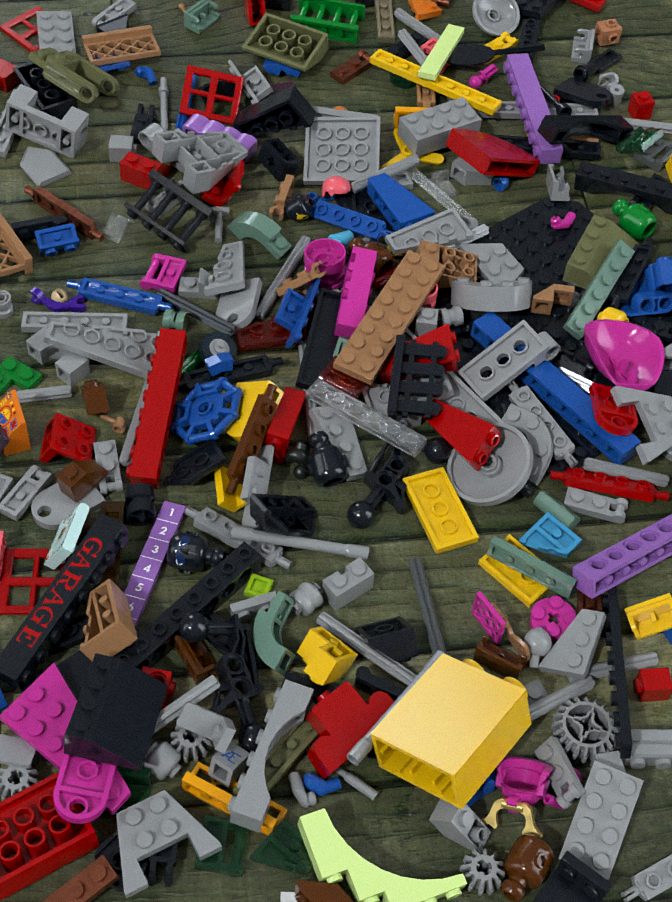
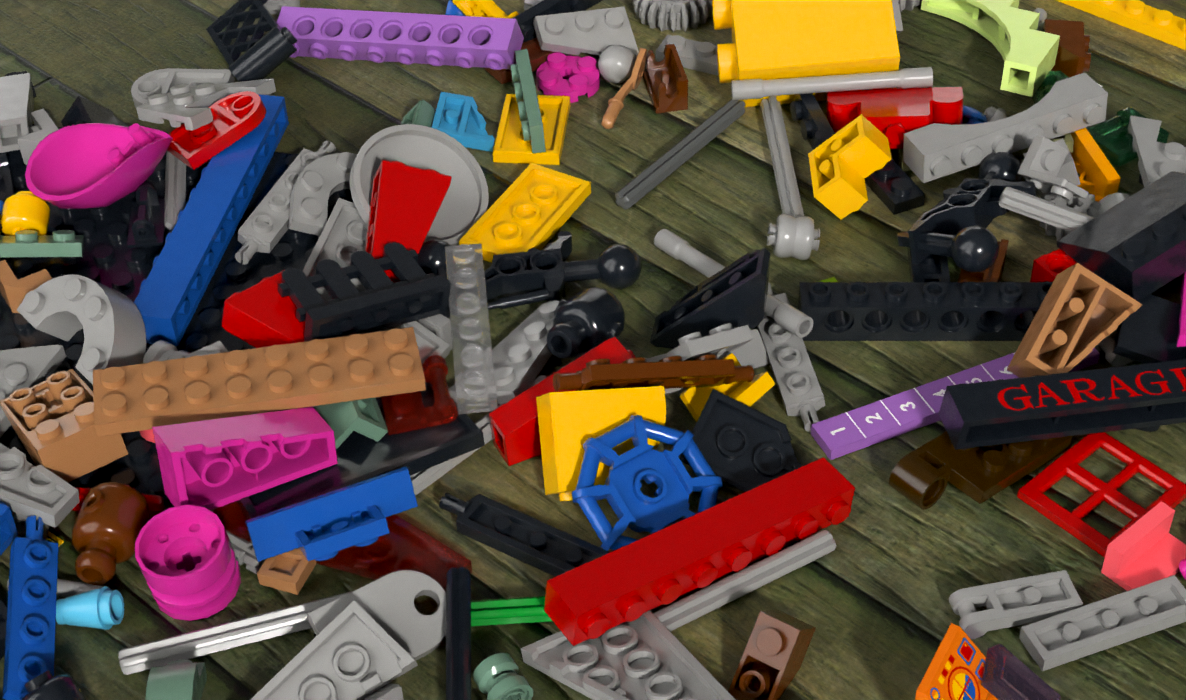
camera: 125 degrees left, 10 degrees down
(60, 505) = (962, 551): light grey tile -> none
(67, 438) = (891, 627): red bracket -> none
(67, 536) = (1022, 466): light aqua container -> none
(80, 478) = (926, 532): reddish brown slope -> none
(107, 457) = (856, 556): light grey plate -> none
(118, 424) = (777, 596): medium nougat hand -> none
(140, 504) = (872, 457): black wheel -> none
(191, 553) = (871, 358): black piece -> none
(217, 343) = (509, 580): black wheel -> none
(219, 363) = (544, 537): blue piece -> none
(249, 608) = (856, 266): light grey plate -> none
(268, 631) = (871, 234): sand green arch -> none
(303, 278) = (263, 557): medium nougat plate -> none
(343, 588) = (729, 216): light grey brick -> none
(391, 637) = (751, 156): black slope -> none
(496, 618) = (634, 98): dark pink window -> none
(538, 349) = (176, 211): light grey hinge -> none
(559, 697) = (675, 25): light grey axle -> none
(596, 505) = (365, 117): light grey plate -> none
(609, 484) = (322, 114): red plate -> none
(629, 472) = (301, 119): light grey axle -> none

